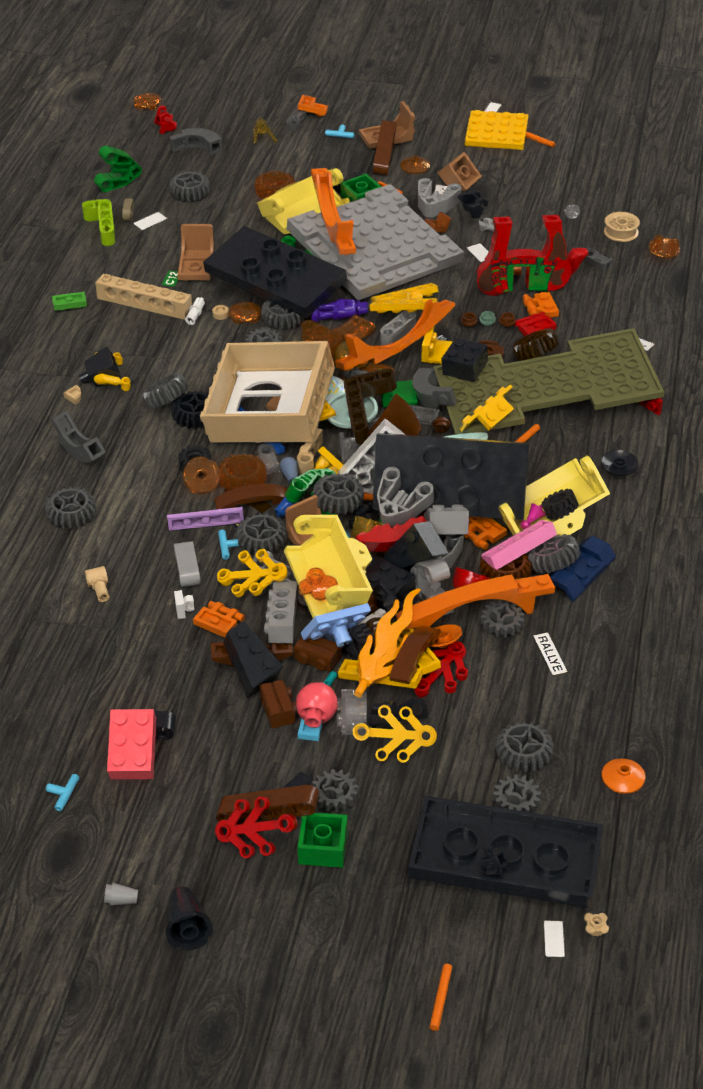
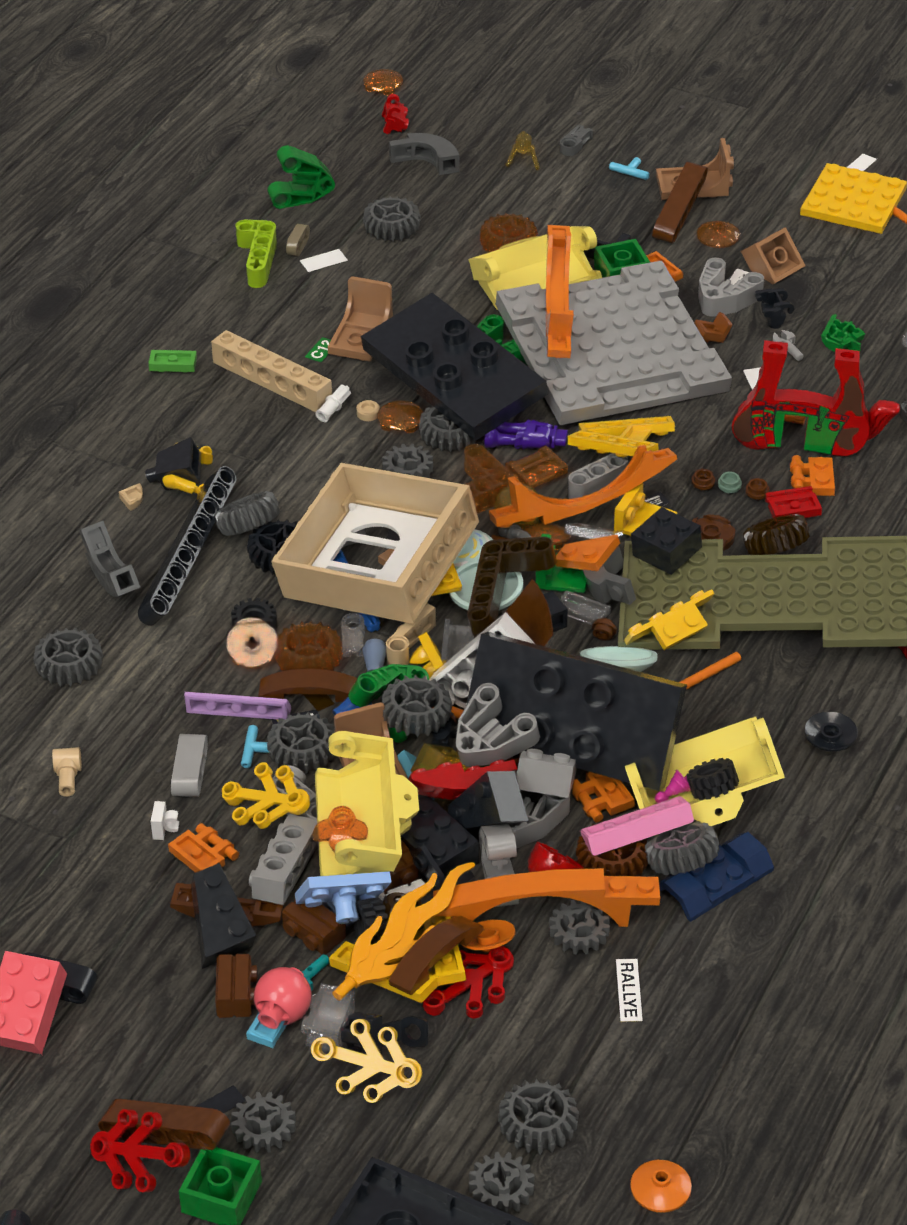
camera: 15 degrees right, 0 degrees up
(129, 420) = (186, 546): none -> black beam
(308, 104) = (601, 121): orange plate -> none
(410, 364) = (590, 531): none -> clear tile
(414, 377) = (588, 553): none -> orange wing
(525, 215) = (842, 335): none -> green piece

